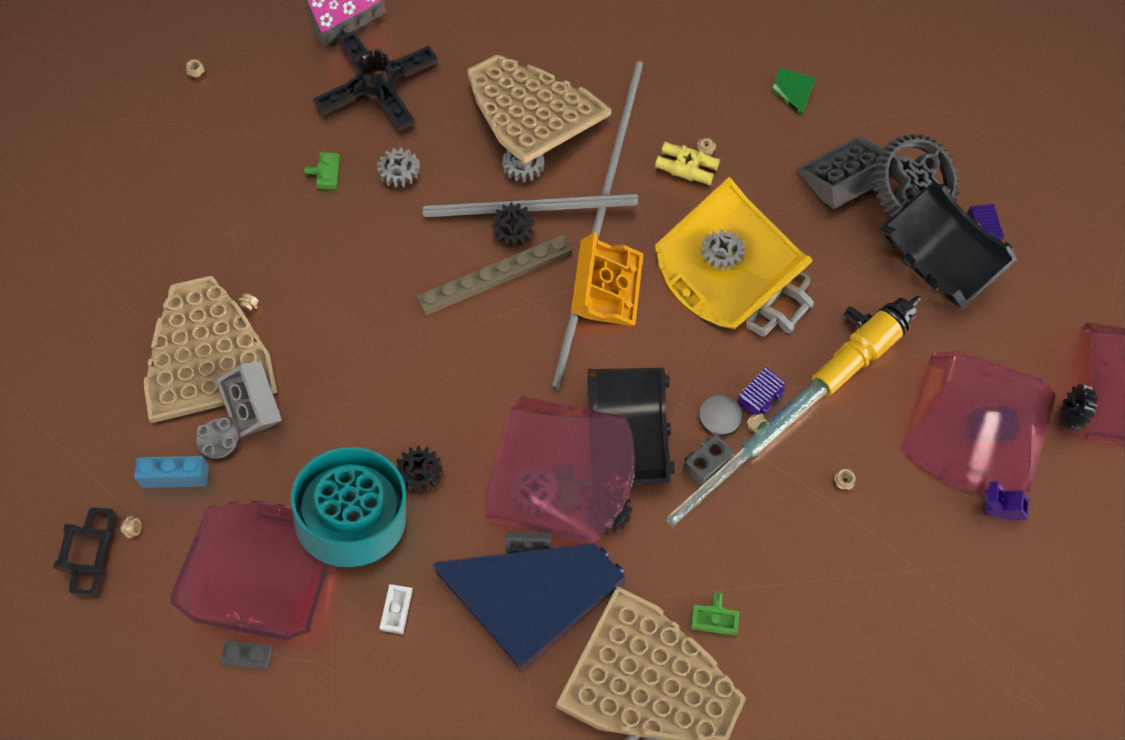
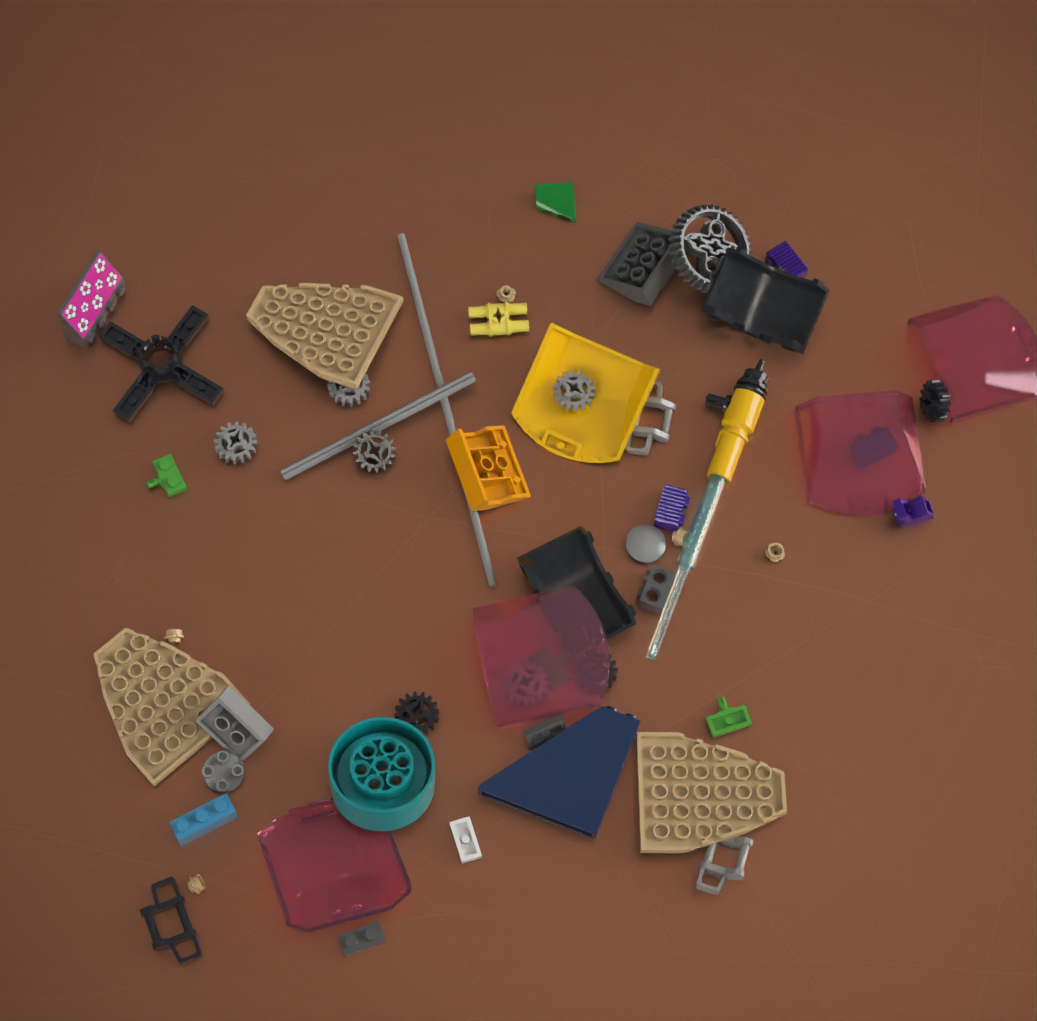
camera: 30 degrees left, 5 degrees up
(494, 275) = (381, 506): dark tan plate -> none

